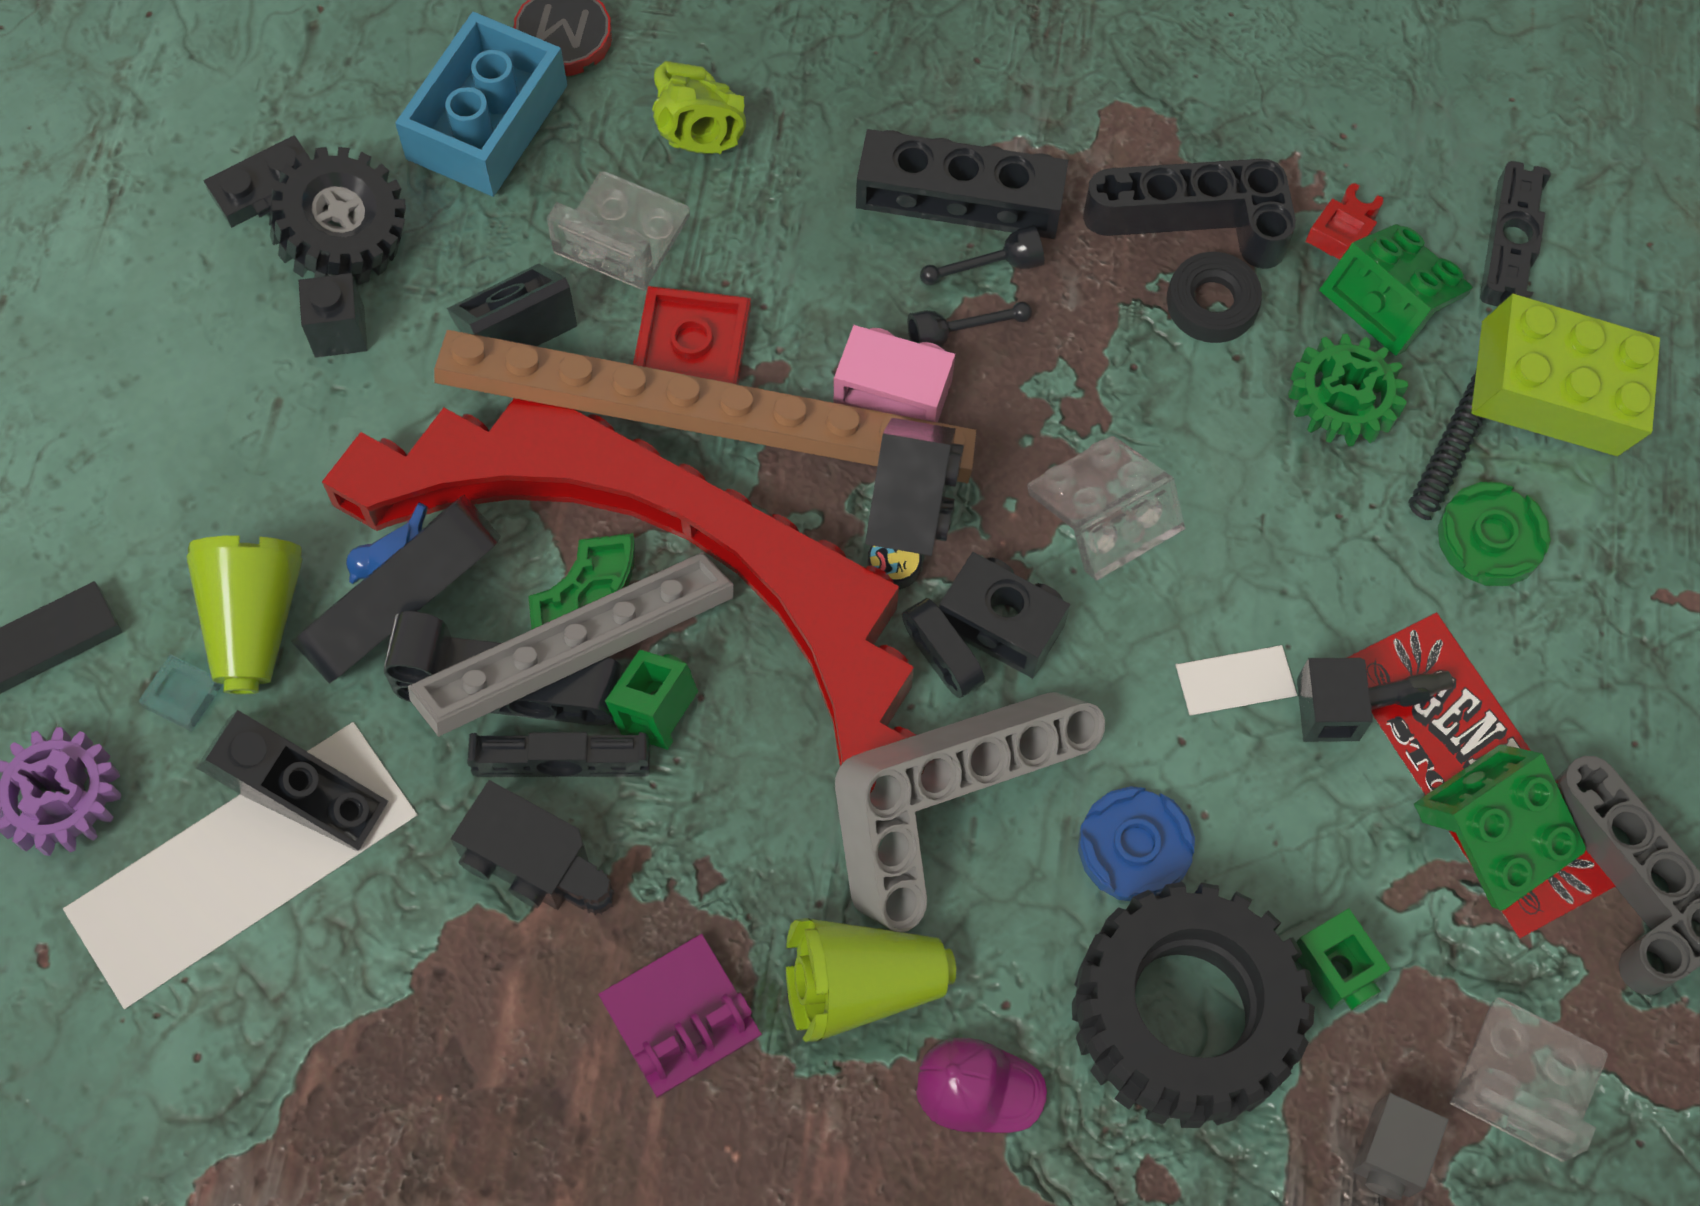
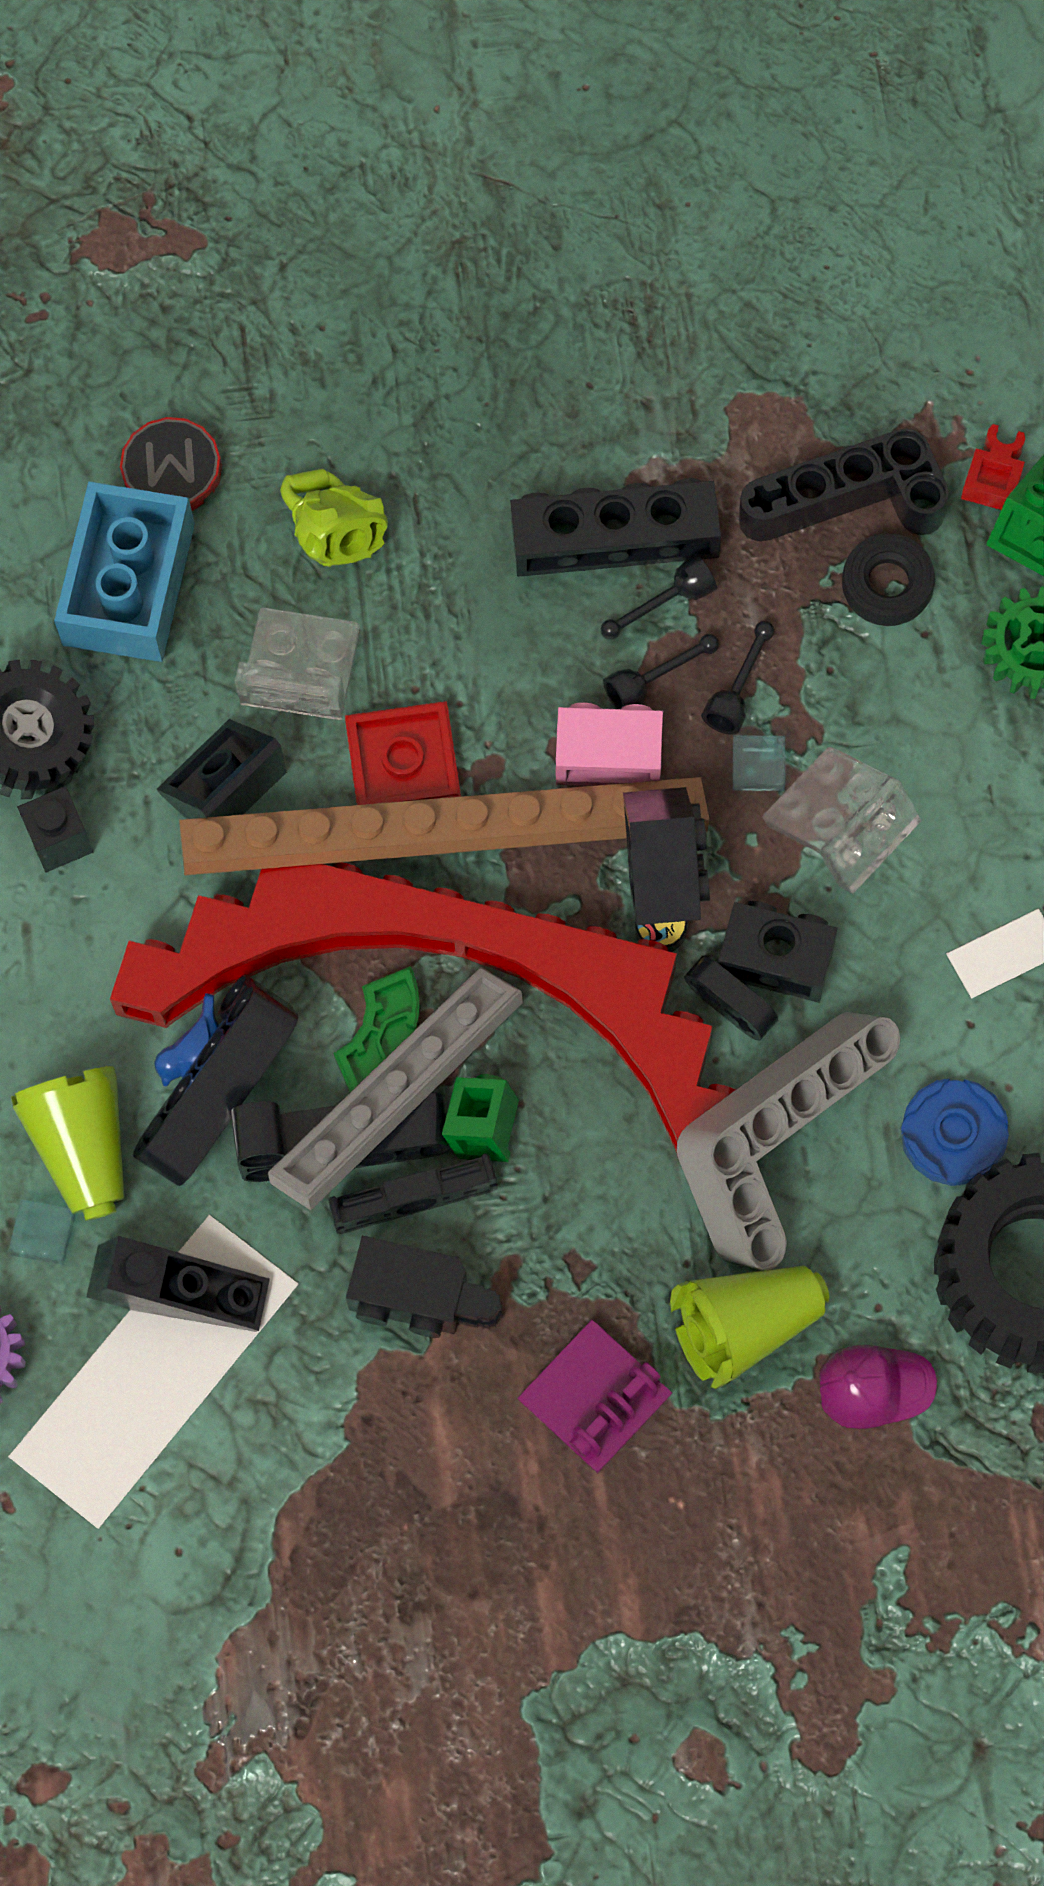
camera: 10 degrees left, 5 degrees up
(1020, 373) = (727, 709): none -> black hinge
(1038, 432) = (758, 763): none -> clear light blue tile

